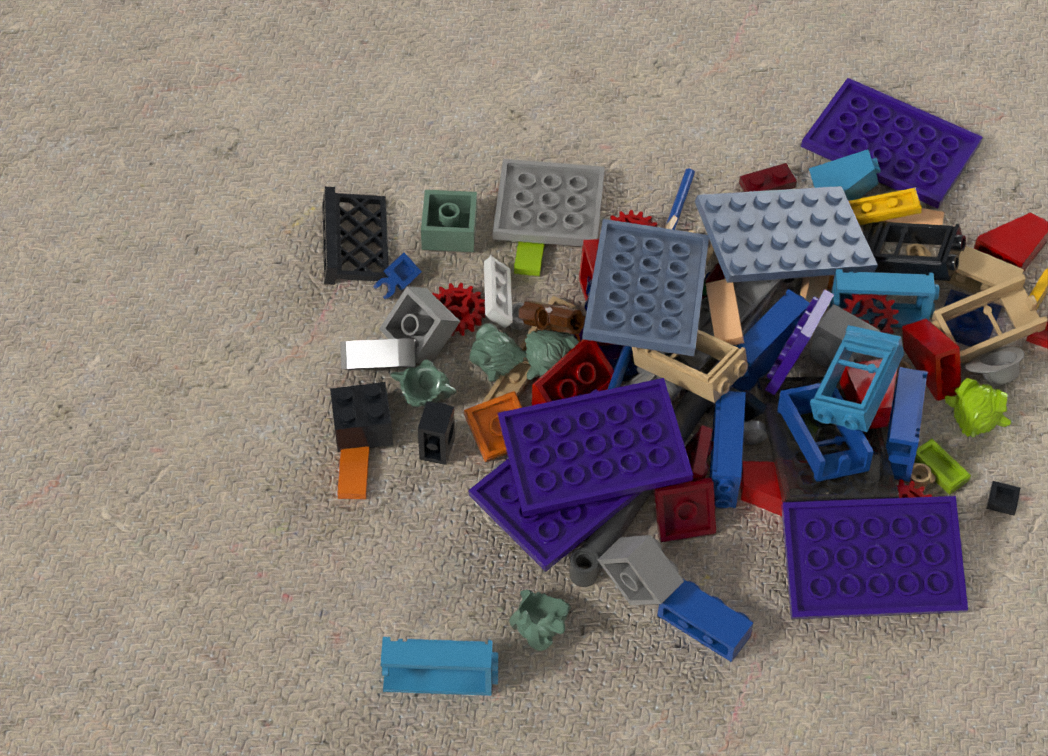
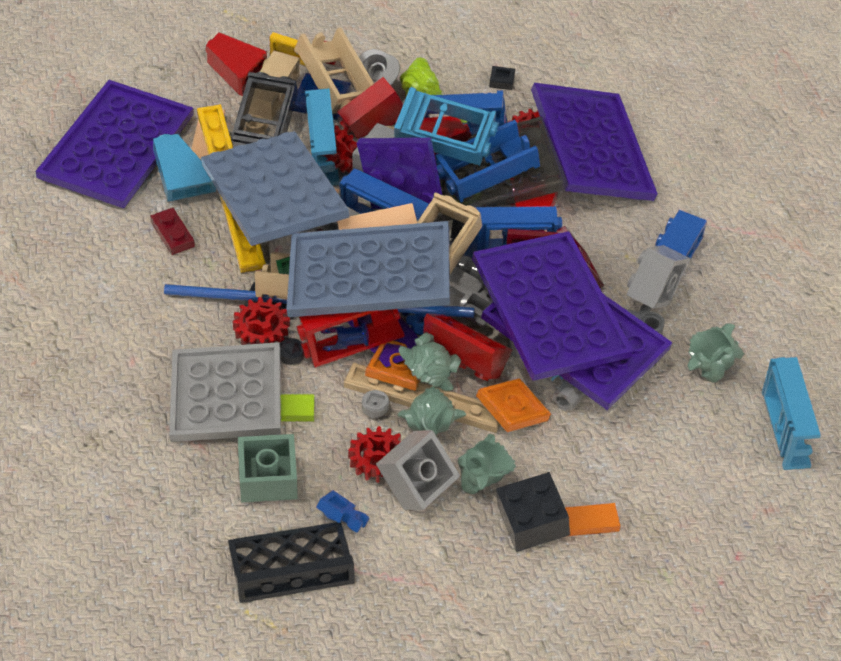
camera: 100 degrees left, 5 degrees down
(377, 354) = (458, 504): beam -> none
(436, 432) = (542, 442): black brick -> none
(497, 292) = (355, 419): white plate -> none
(552, 317) = (399, 355): reddish brown piece -> none

